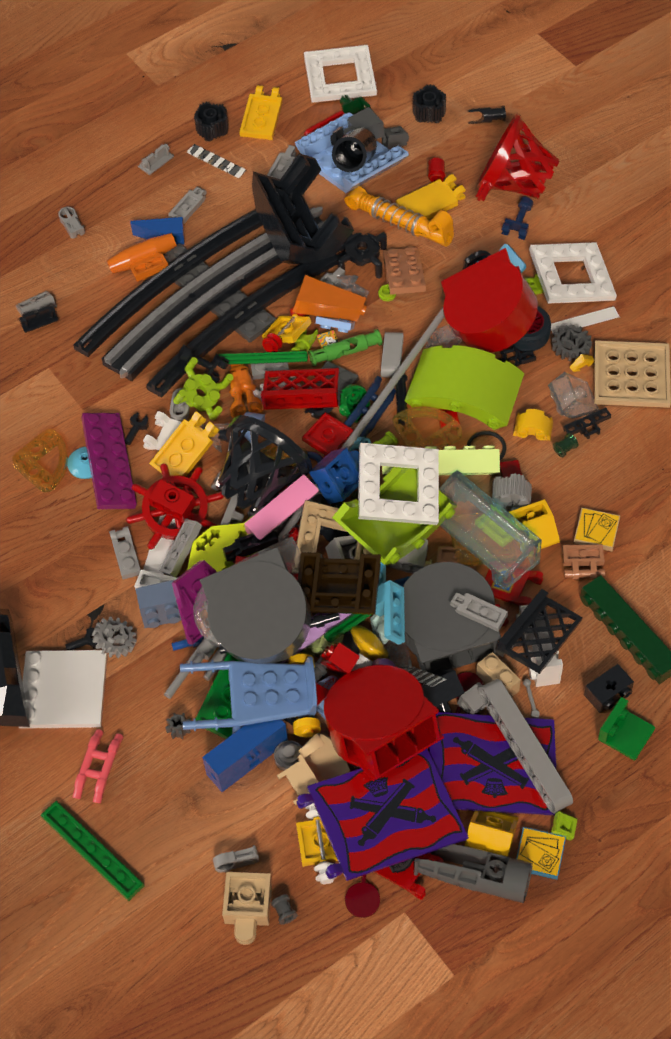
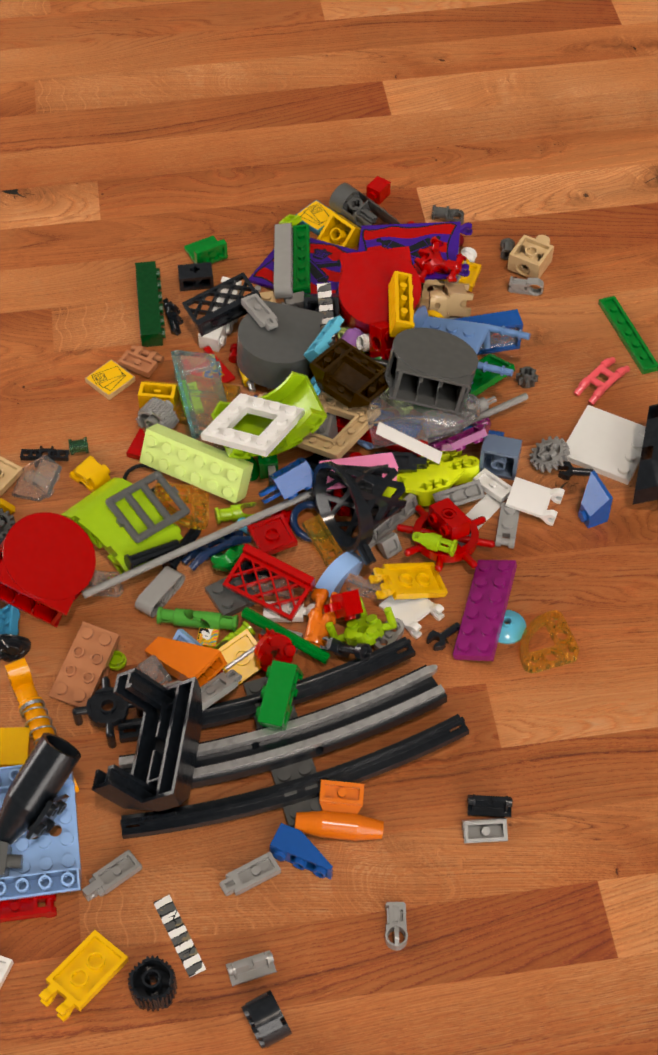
camera: 155 degrees left, 5 degrees down
(48, 599) = (595, 502): none -> slope
(110, 583) = (534, 499): none -> white flag
(125, 131) = (266, 1019): none -> black brick
(174, 475) = (434, 542): none -> lime piece
(225, 395) = (345, 605): none -> red brick
(231, 295) = (278, 695): none -> green wedge
(258, 335) = (273, 642): none -> red plate
(260, 544) = (409, 442): none -> white sticker
(288, 290) = (219, 687): none -> light grey hinge
(333, 673) = (400, 303): none -> yellow brick
(344, 786) = (432, 262): none -> red piece
(386, 933) = (447, 214): none -> dark grey connector
(416, 366) = (150, 554): none -> black axle
(460, 399) = (143, 485): none -> dark grey bar
(492, 930) = (378, 189): none -> red brick
(511, 768) = (301, 259): none -> green tile
(592, 620) = (173, 317): none -> black piece

